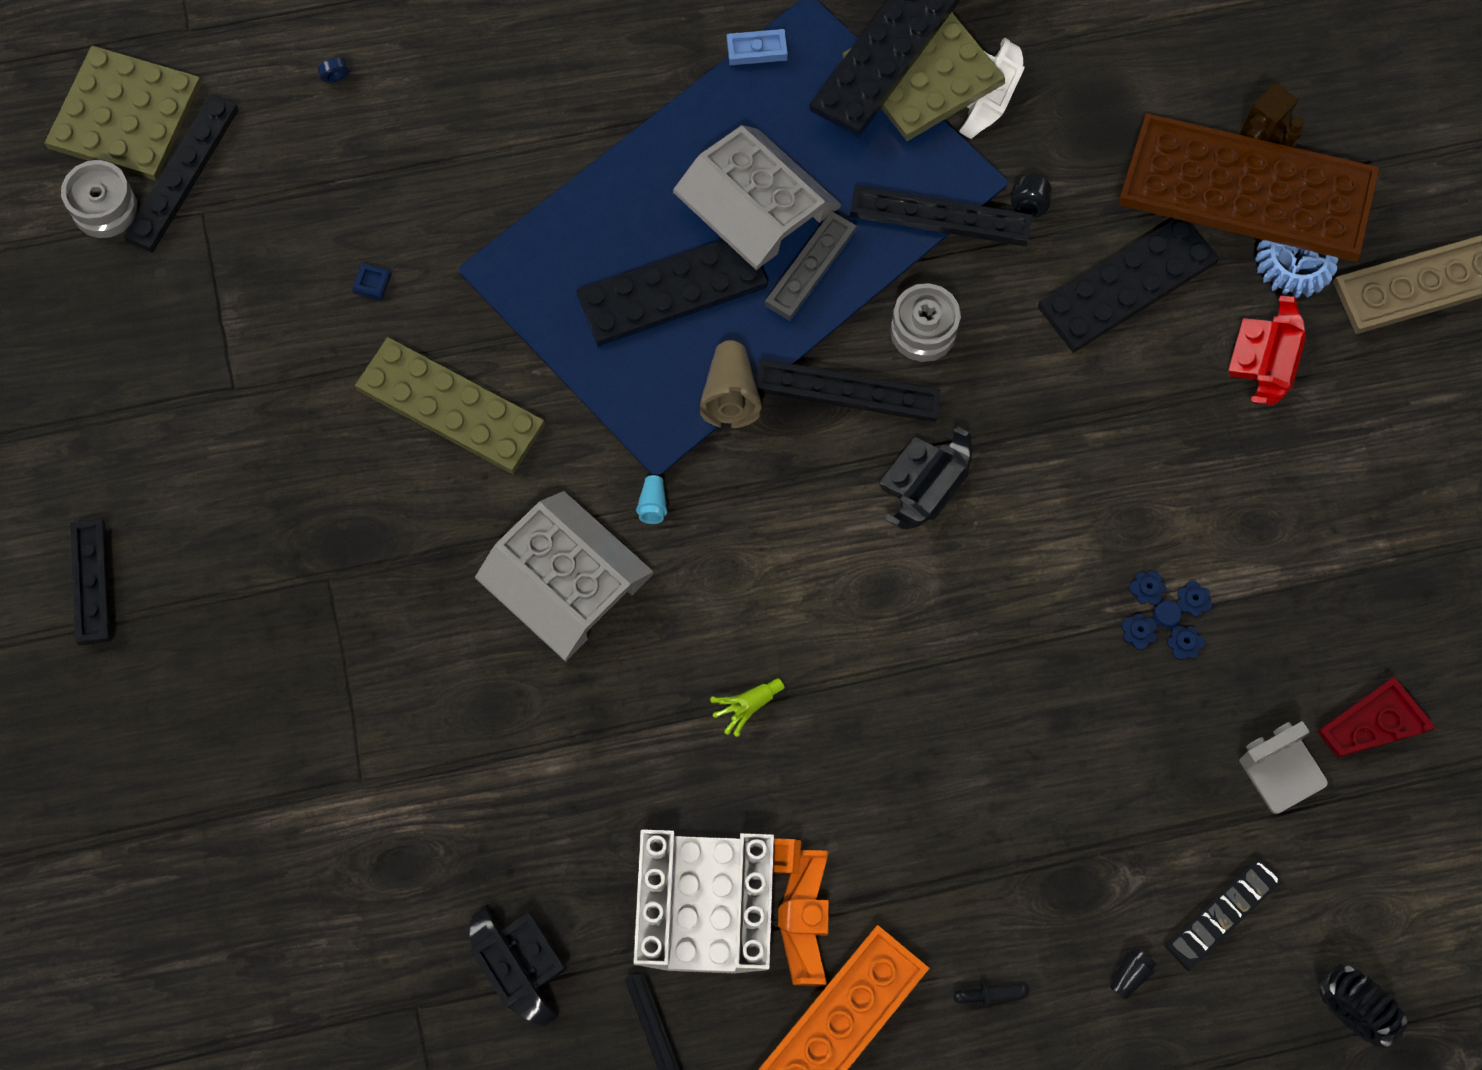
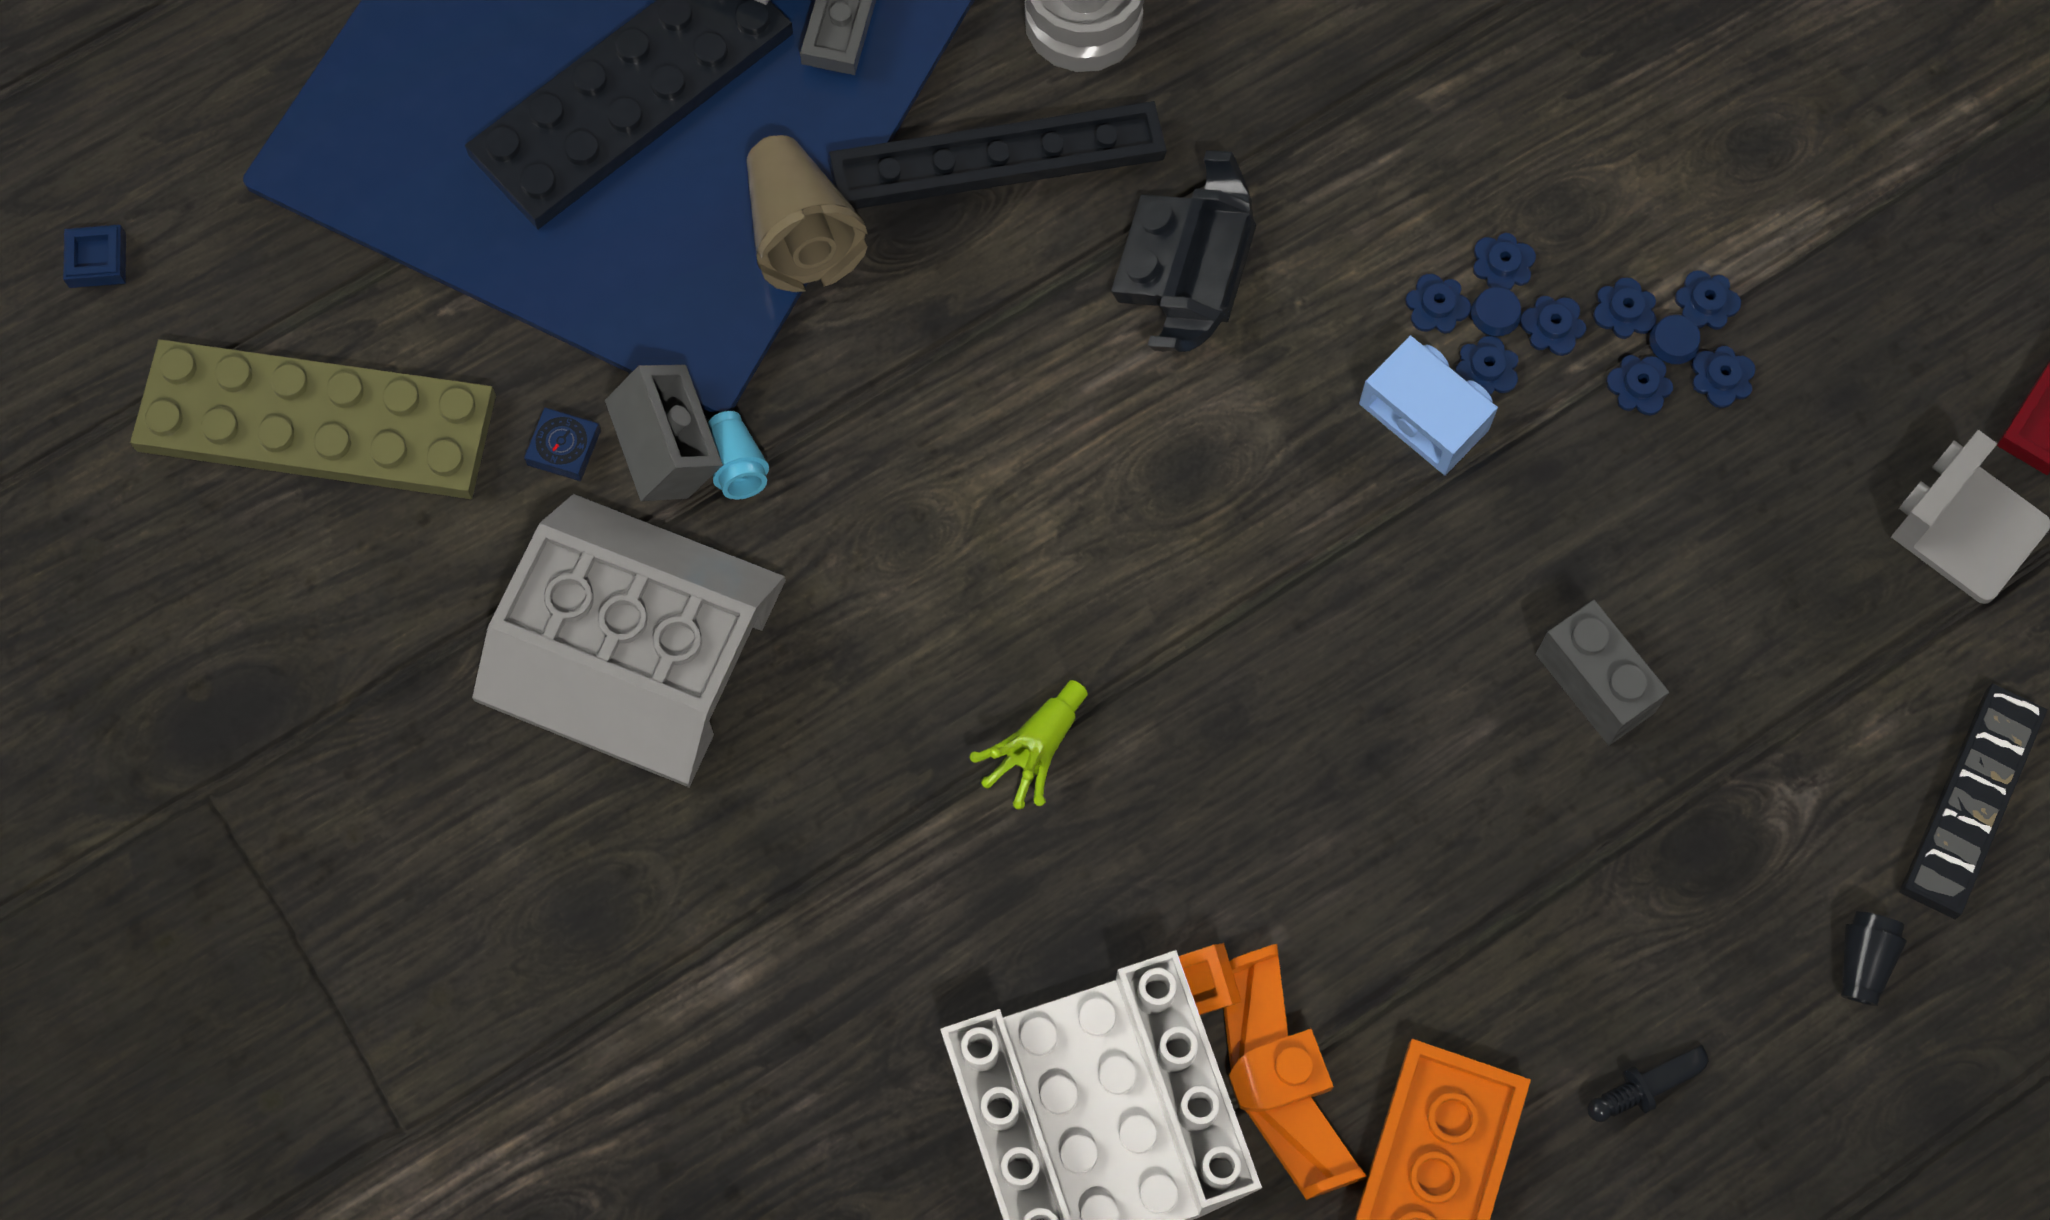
camera: 20 degrees left, 0 degrees up
(568, 462) = (562, 444): none -> dark blue tile
(619, 475) = (663, 432): none -> dark grey brick
(1020, 601) = (1428, 404): none -> light blue brick
(1052, 775) = (1601, 672): none -> dark grey brick
(1077, 566) = (1496, 313): none -> dark blue plant

